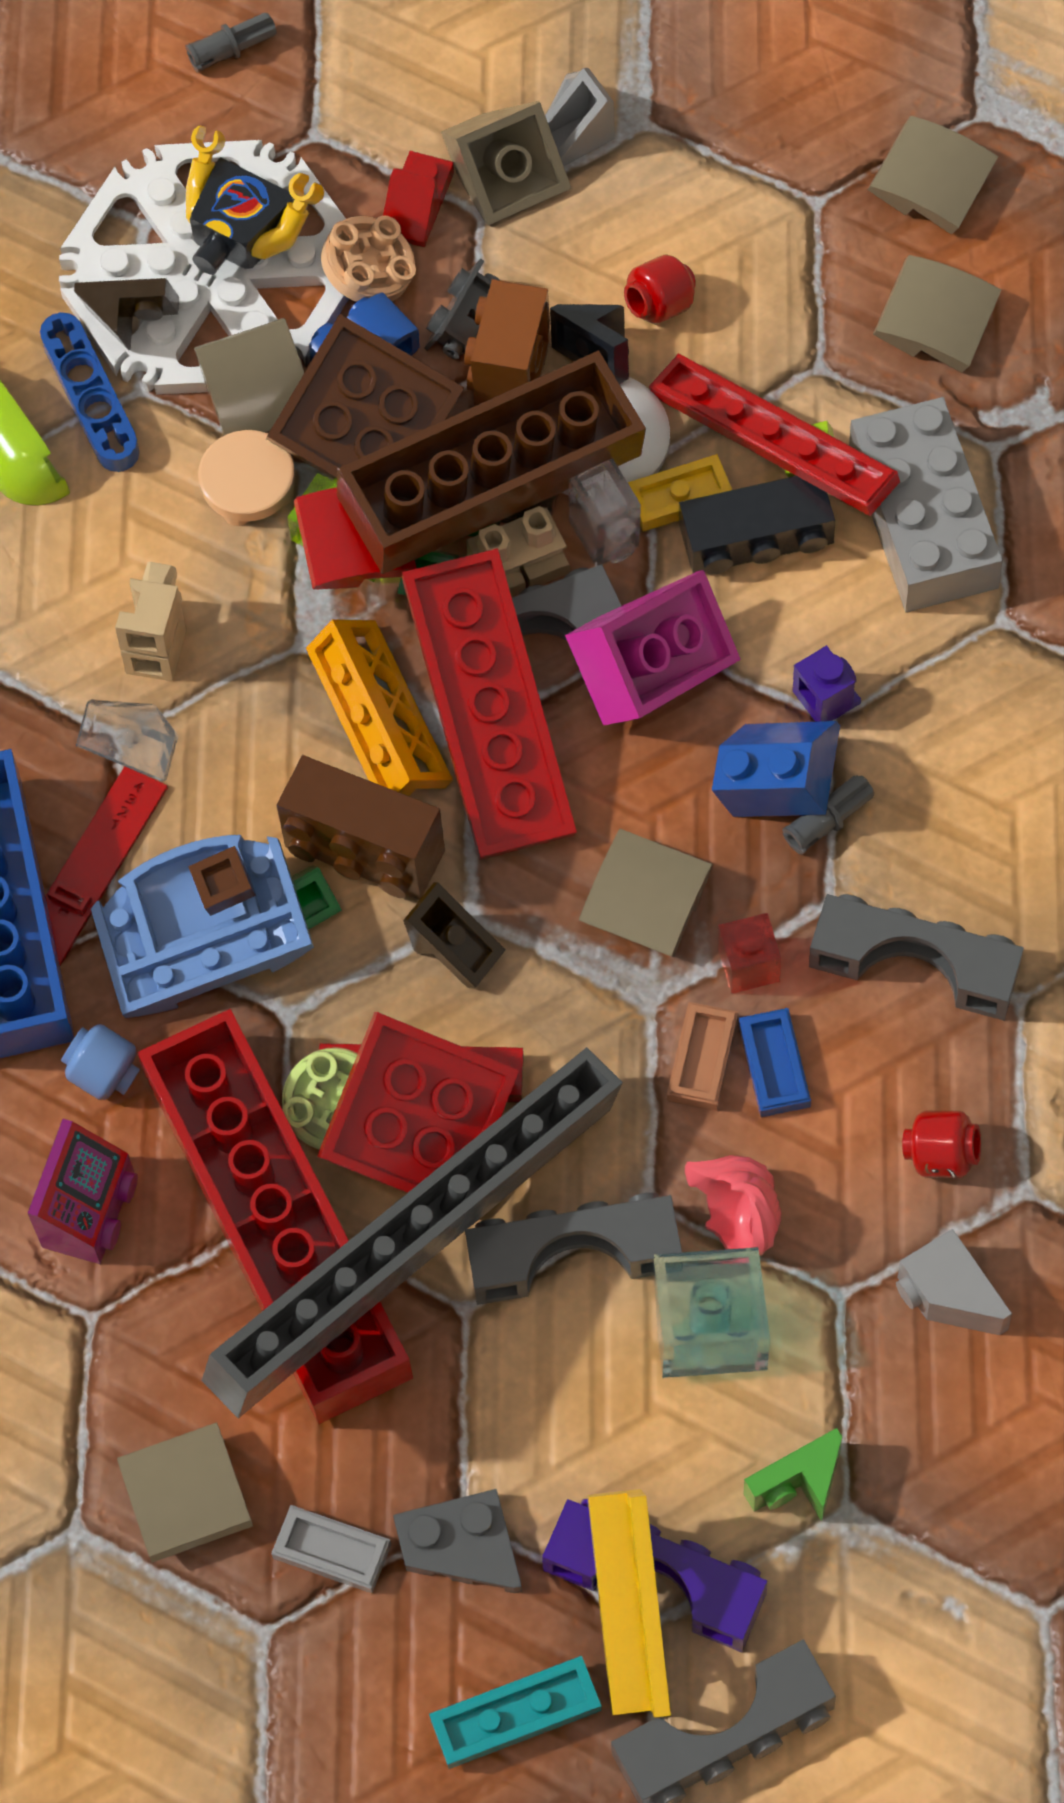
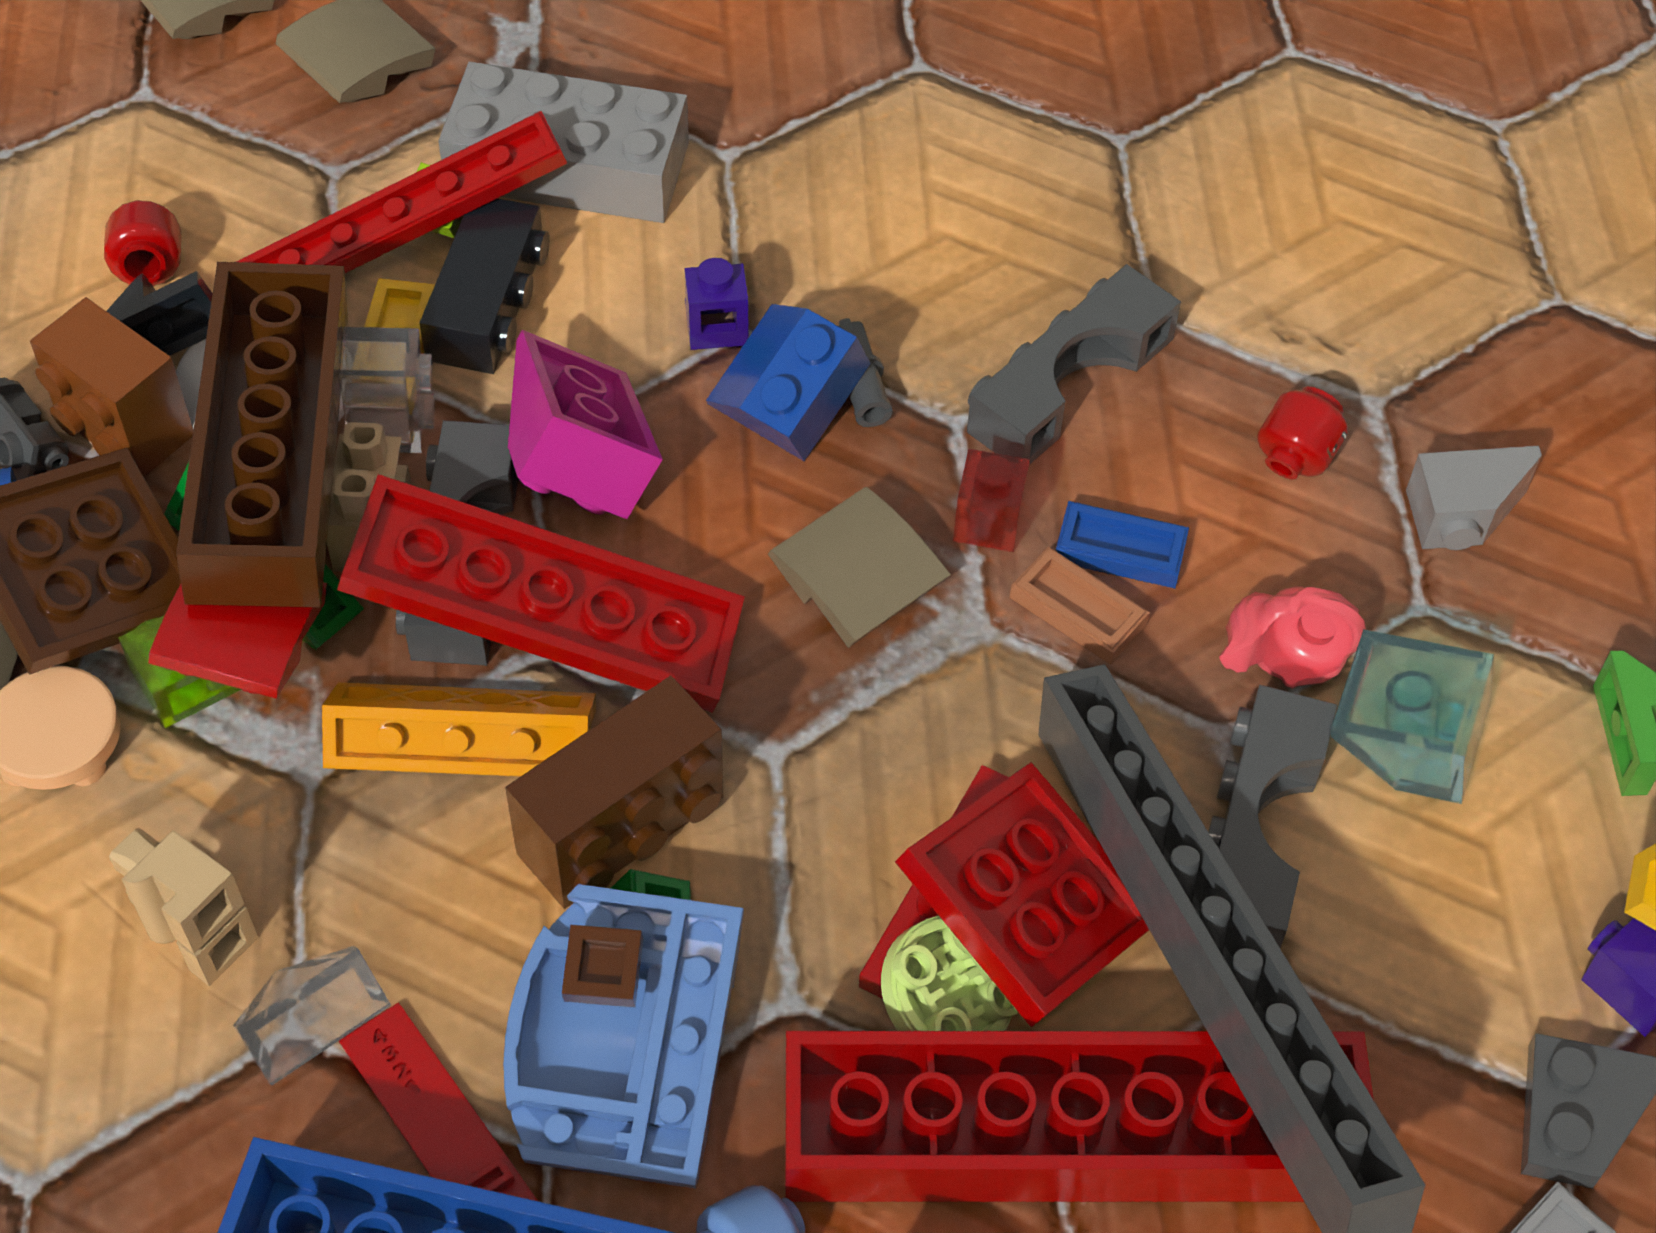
camera: 70 degrees left, 10 degrees down
(452, 935) = (806, 766): dark brown slope -> none

